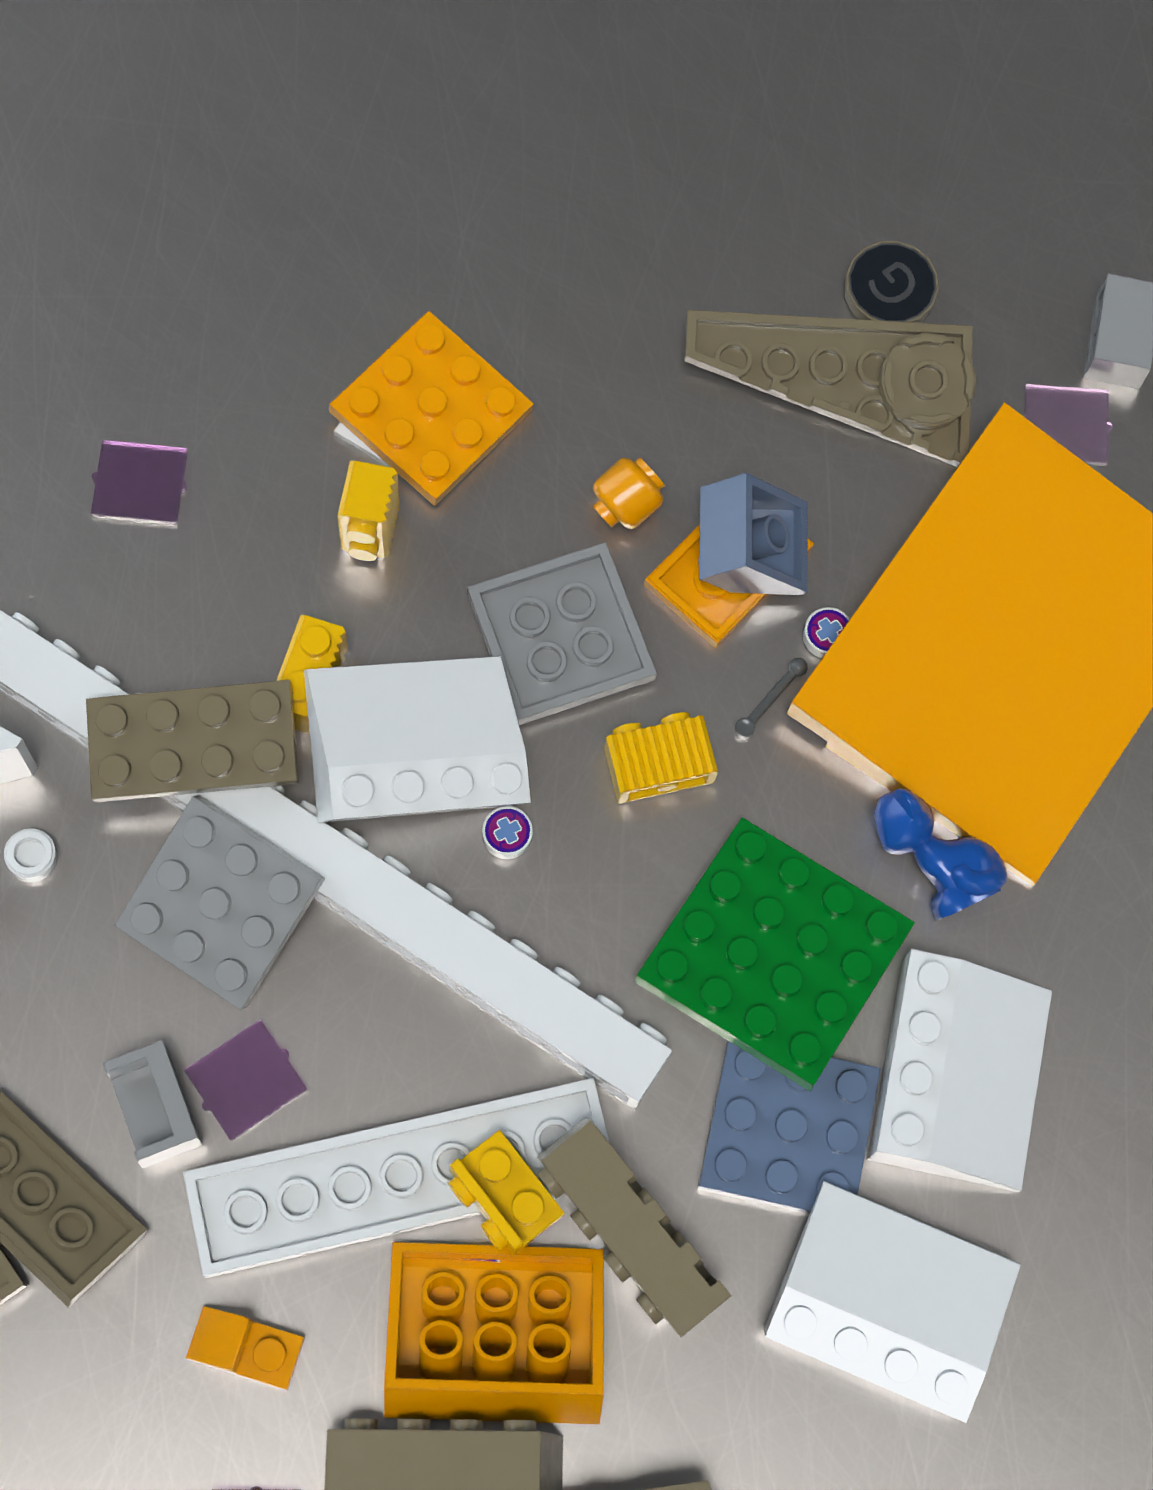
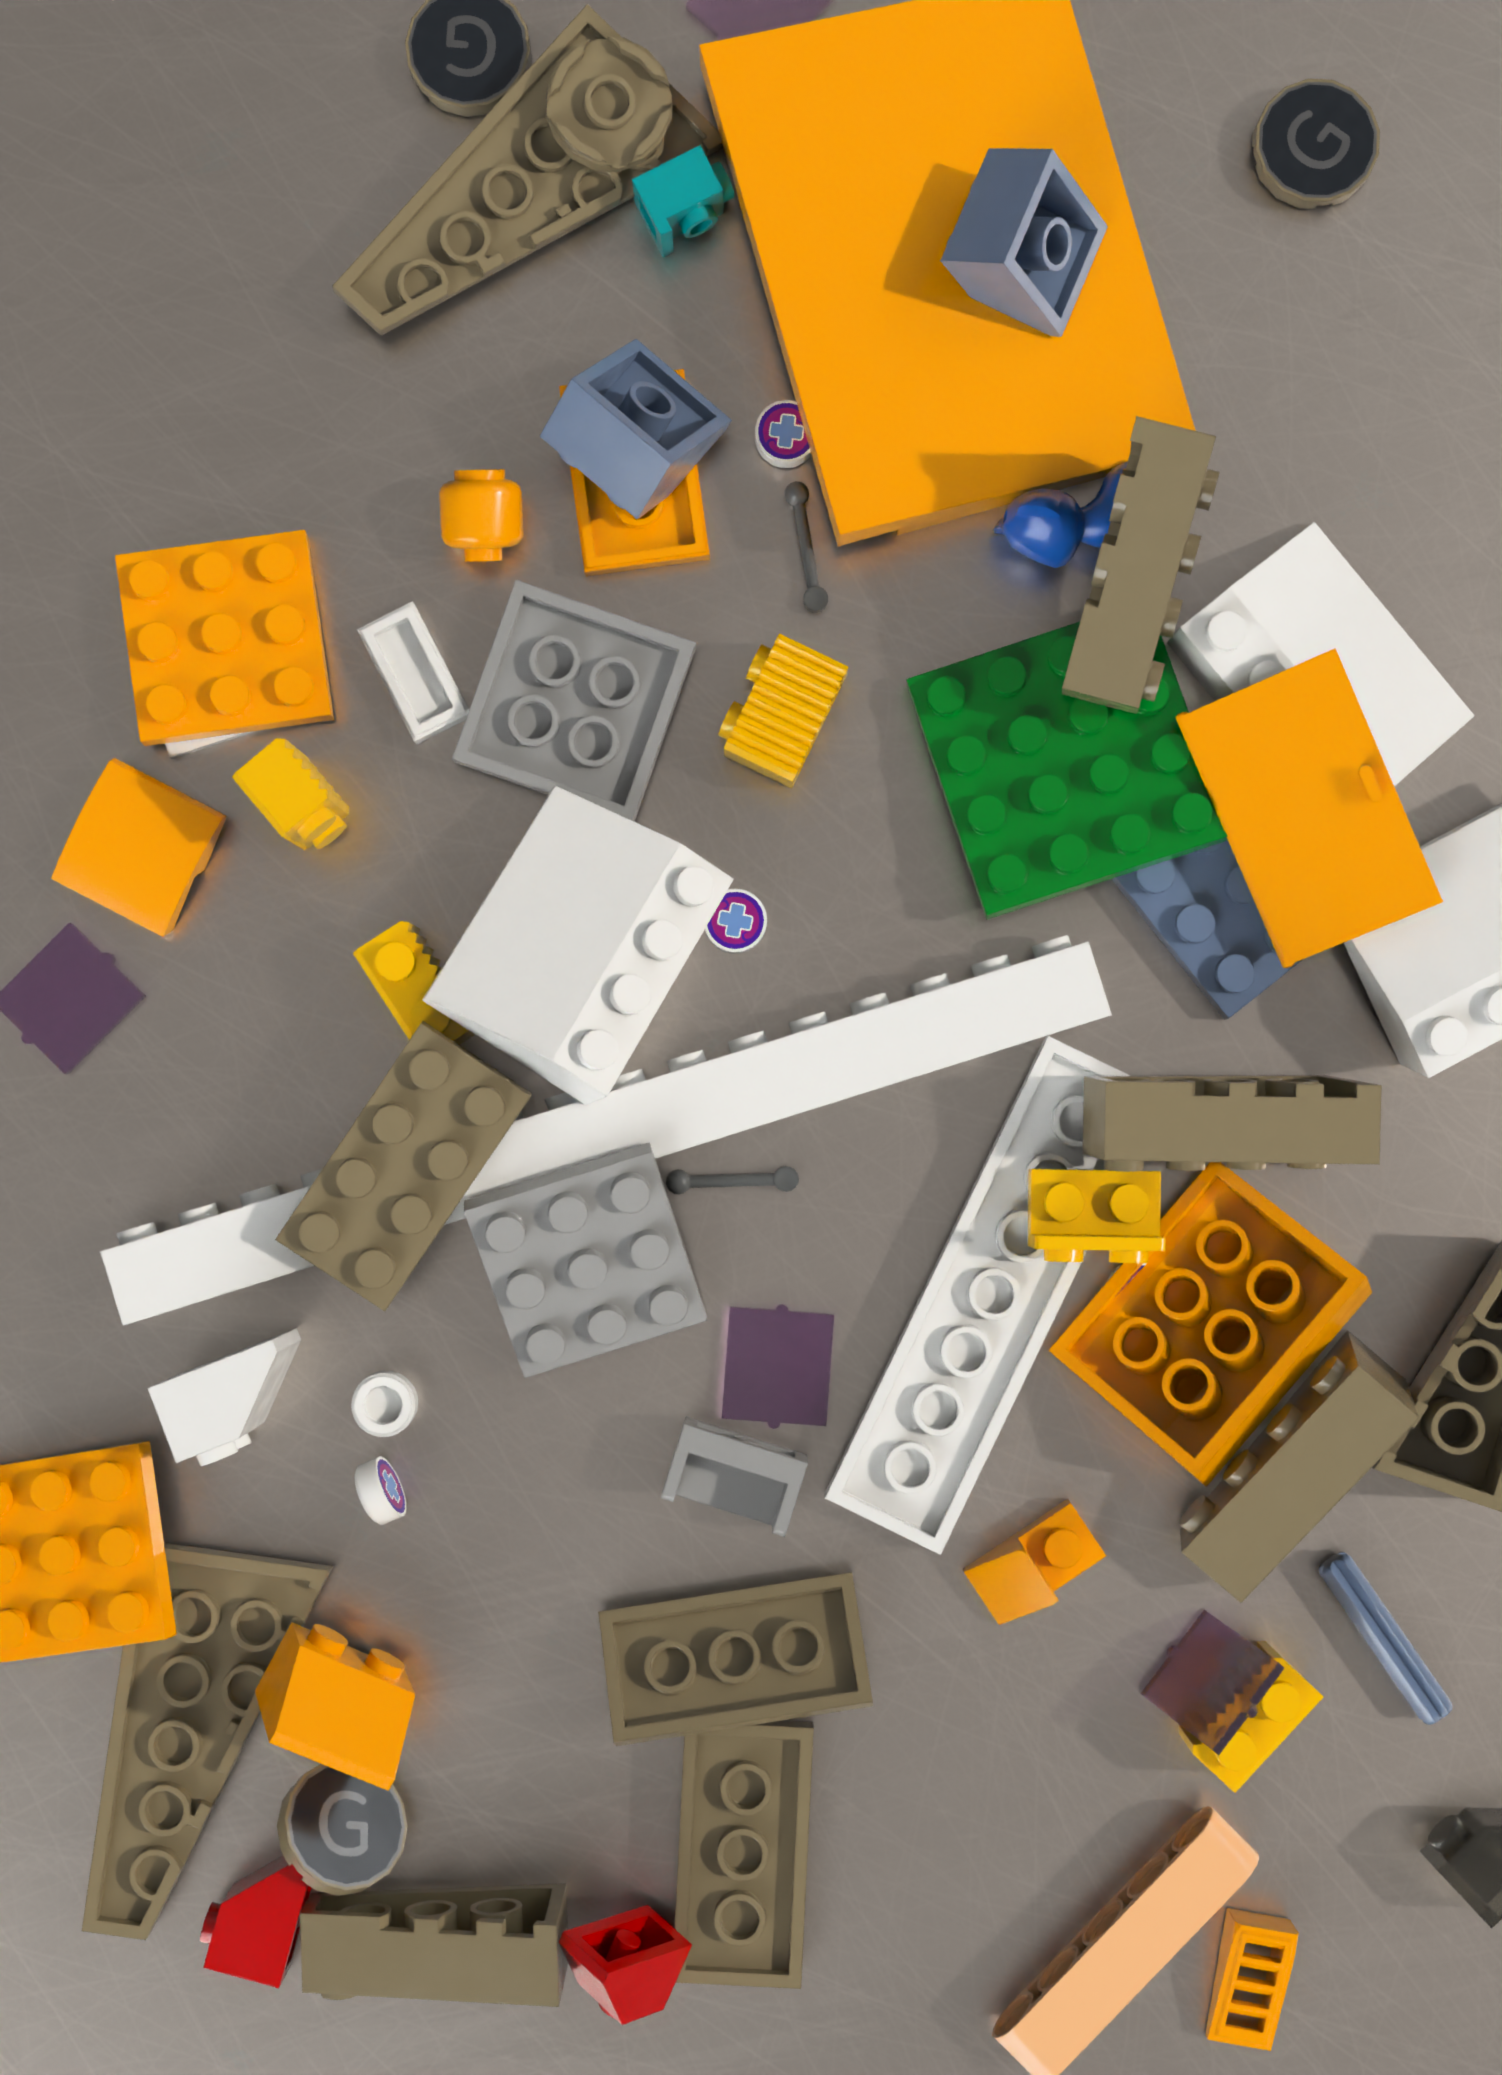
camera: 45 degrees left, 15 degrees up
(264, 452) = (138, 847): none -> light orange slope
(370, 989) = (784, 1179): none -> dark grey hinge
(501, 529) = (414, 672): none -> white tile
(864, 1114) = (1304, 819): none -> light orange container
(912, 464) = (682, 197): none -> teal brick
(923, 888) = (1140, 565): none -> dark tan wedge
(1060, 674) = (1025, 238): none -> sand blue slope

